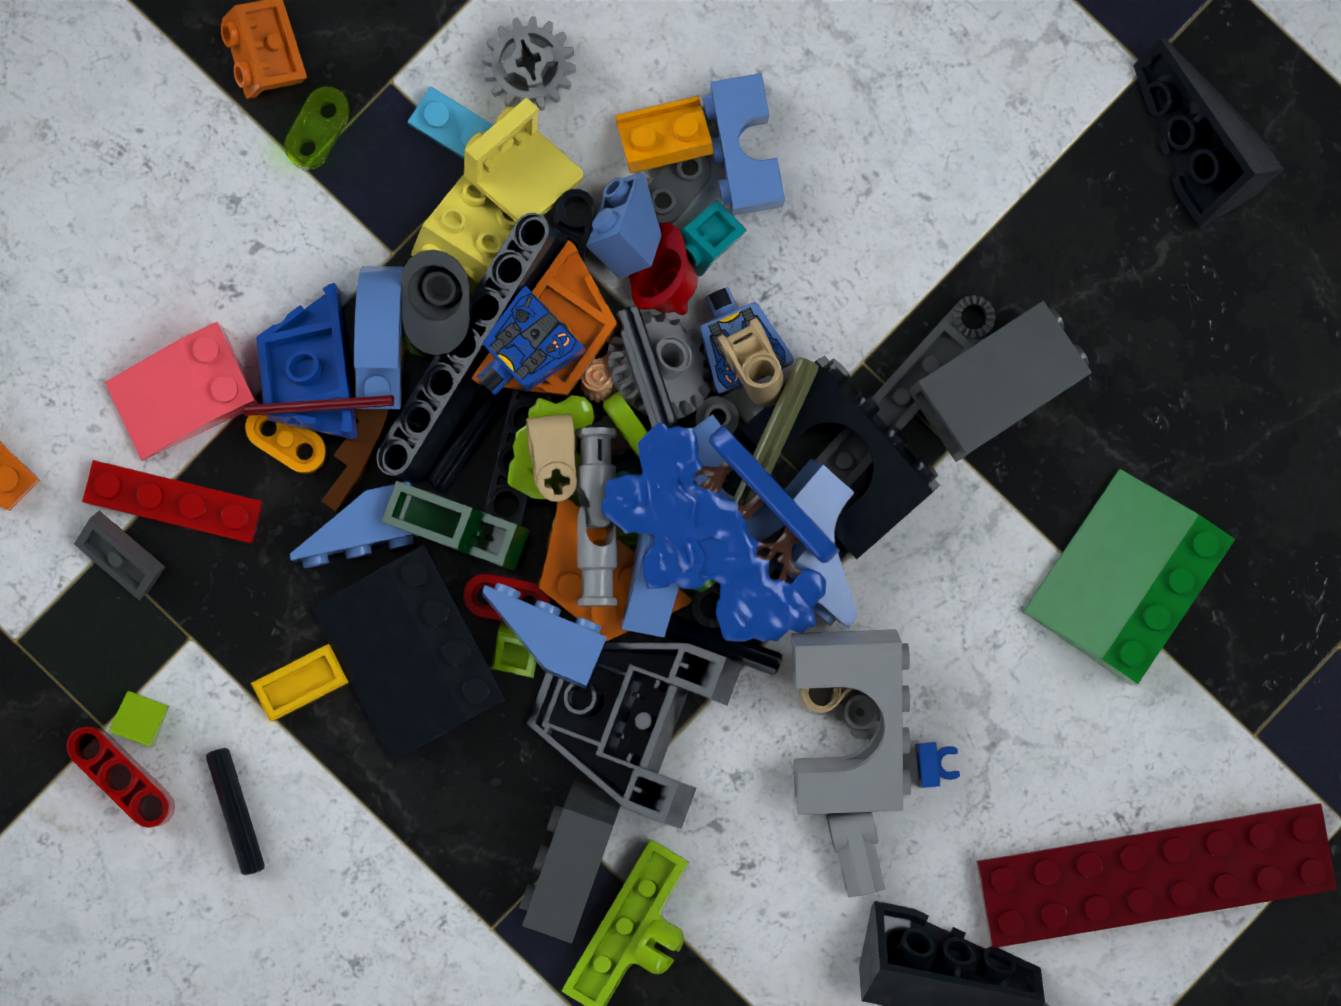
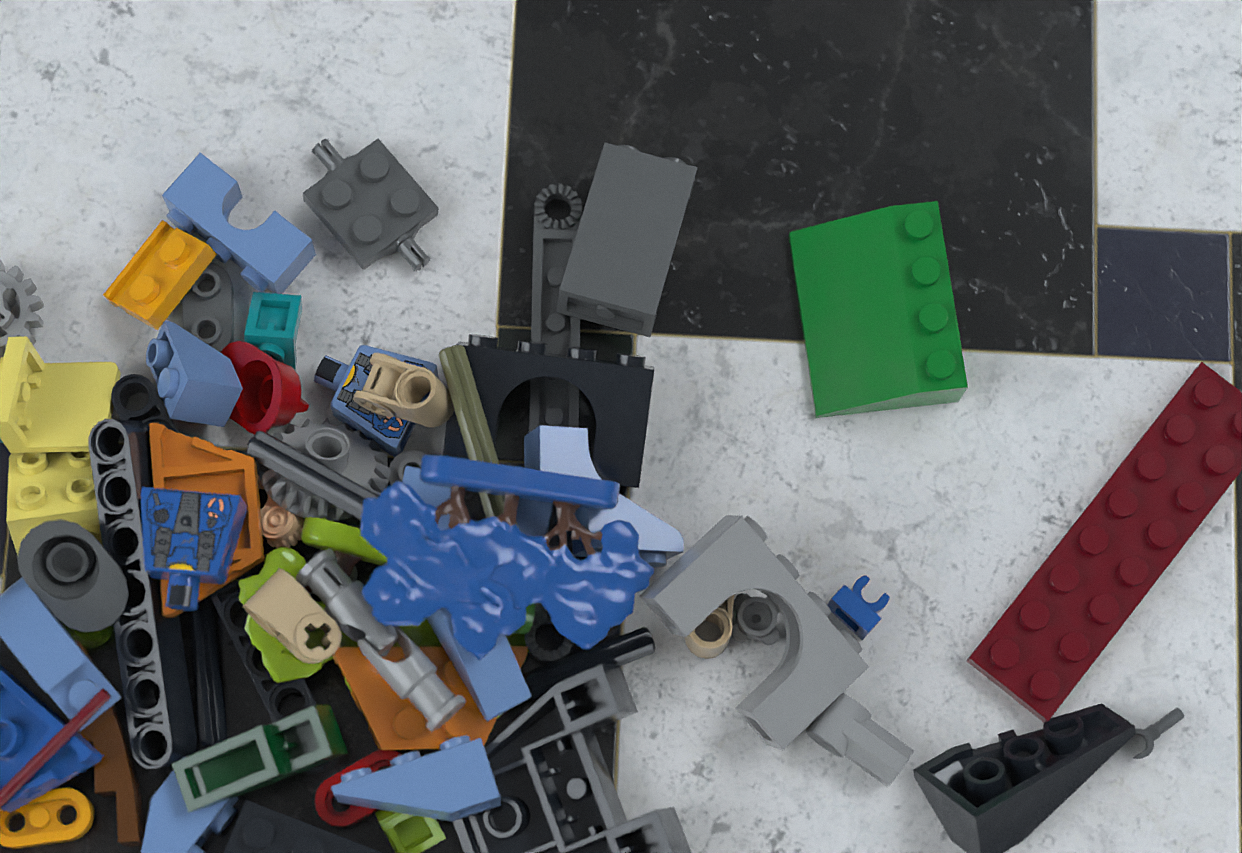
camera: 40 degrees left, 10 degrees down
(849, 204) = (371, 204): none -> dark grey plate

